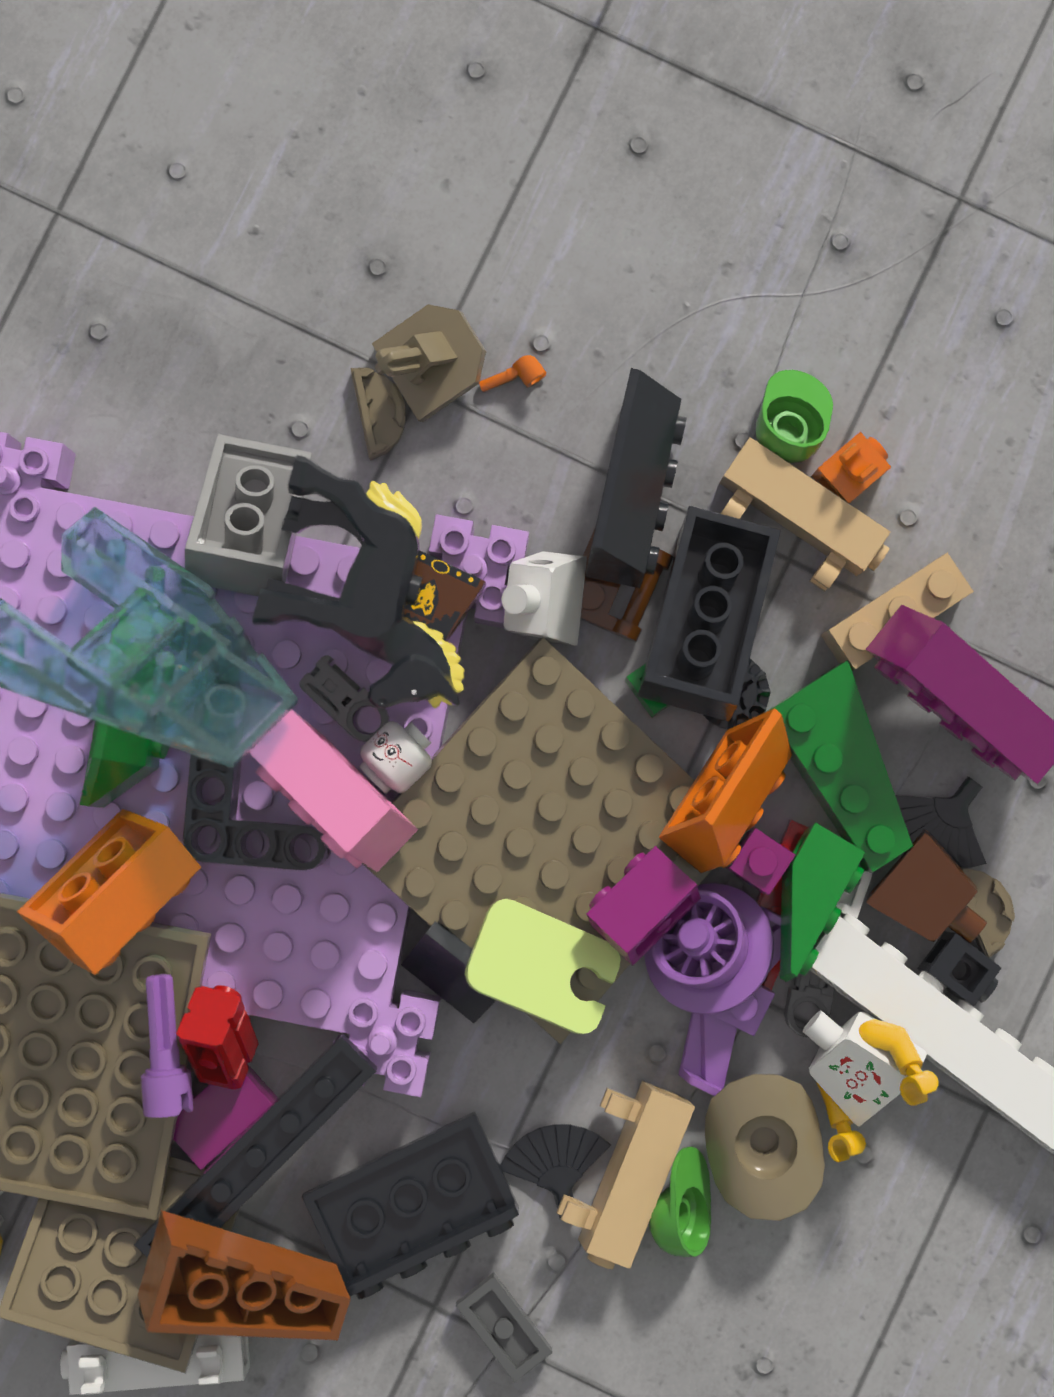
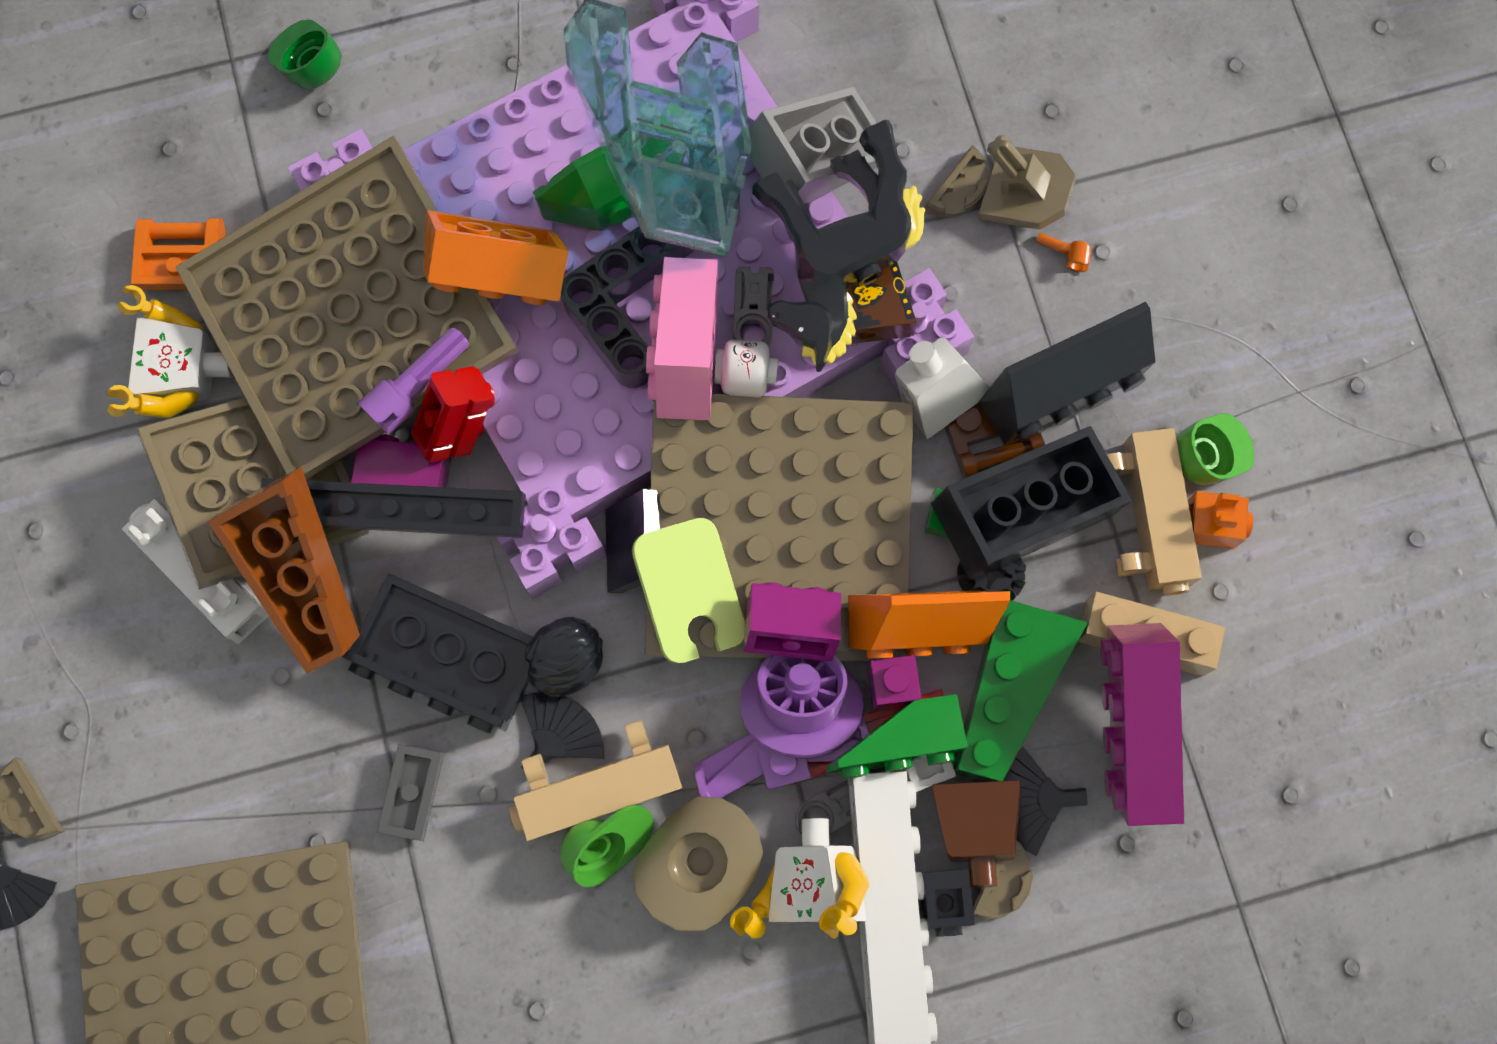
camera: 50 degrees right, 10 degrees down
(500, 1108) = (564, 656): none -> black hair

